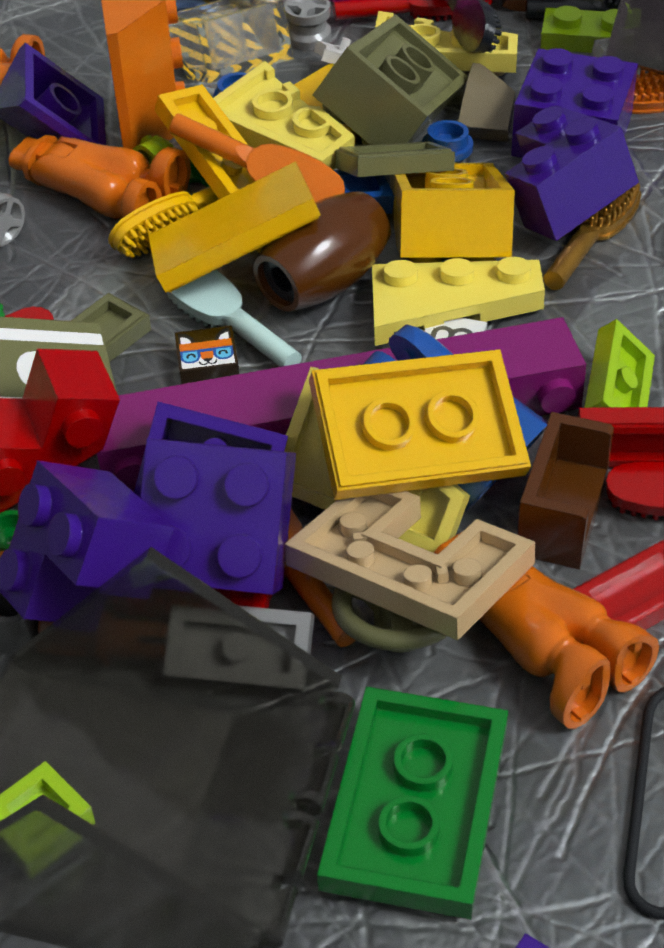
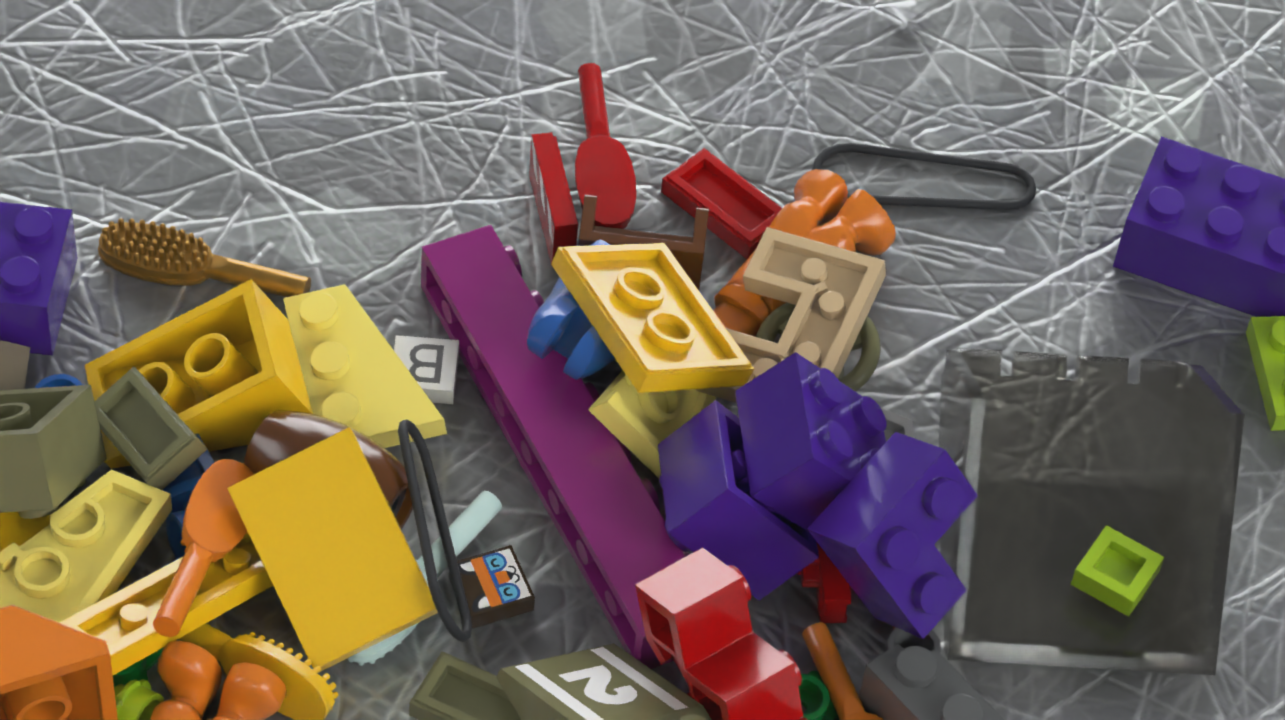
camera: 110 degrees left, 5 degrees up
(241, 261) = (461, 635): none -> black piece
(415, 803) = (994, 313): green plate -> none
(568, 170) = (146, 246): dark purple brick -> none
(619, 369) = (451, 218): lime plate -> none

